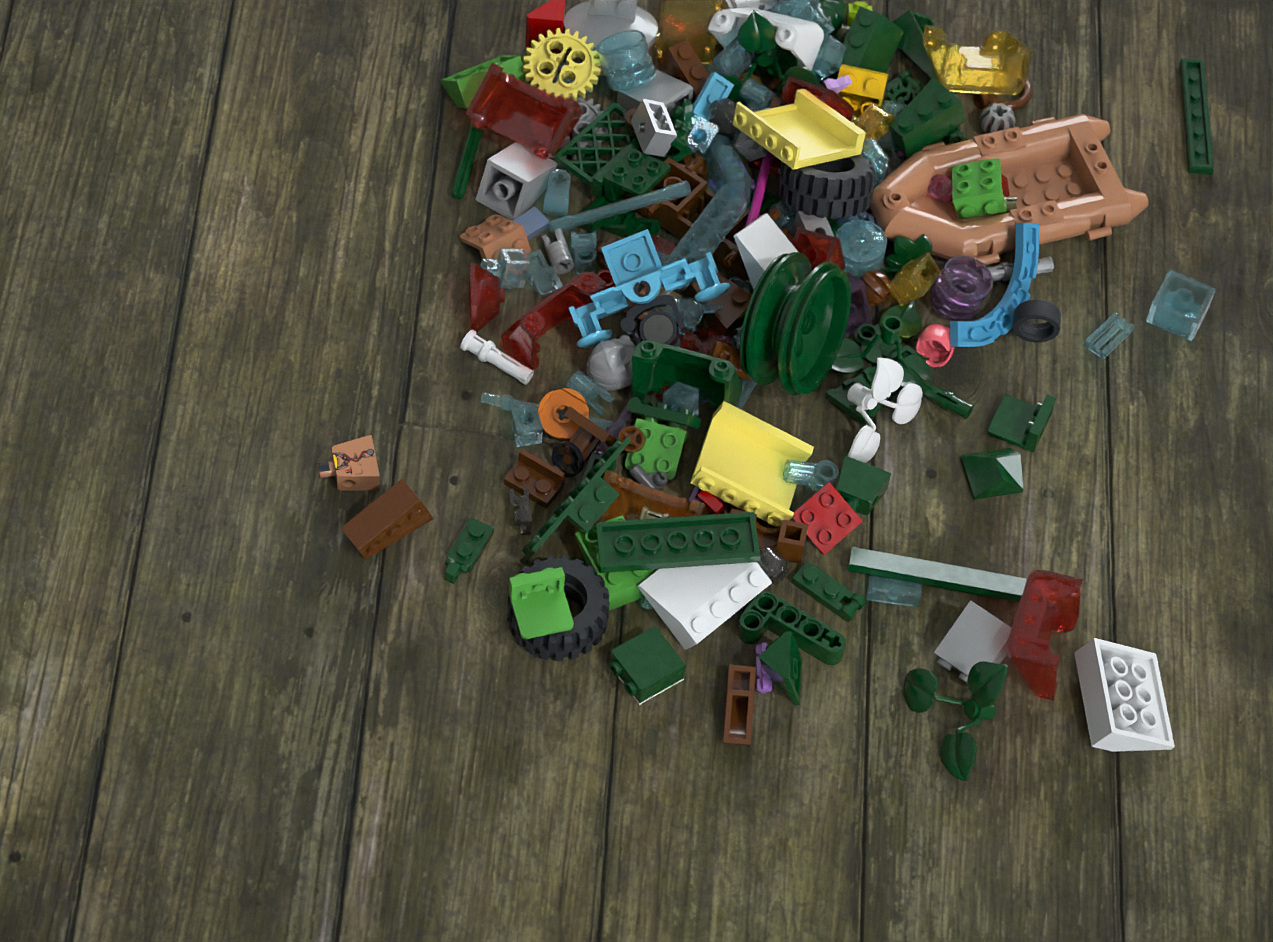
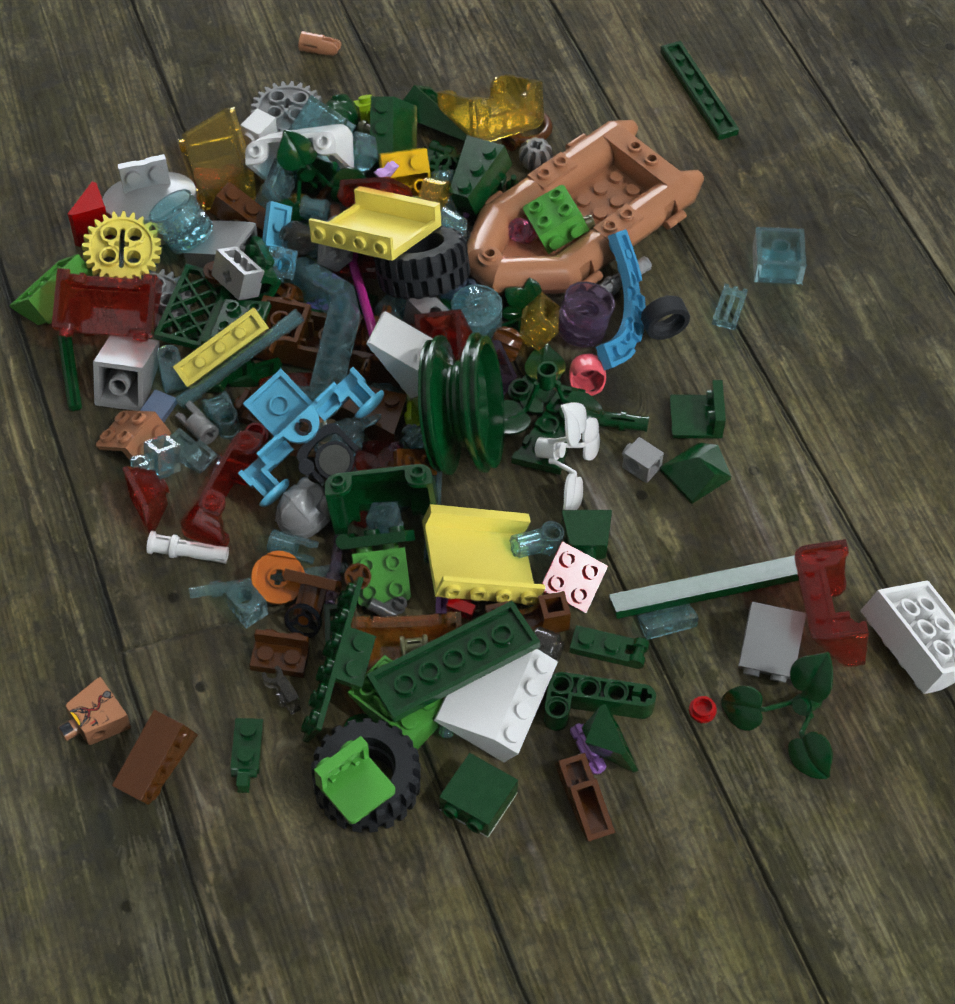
camera: 20 degrees left, 0 degrees up
(606, 190) = (221, 347): none -> light yellow piece
(883, 677) = (702, 709): none -> red plate
(946, 441) = (642, 459): none -> light grey brick

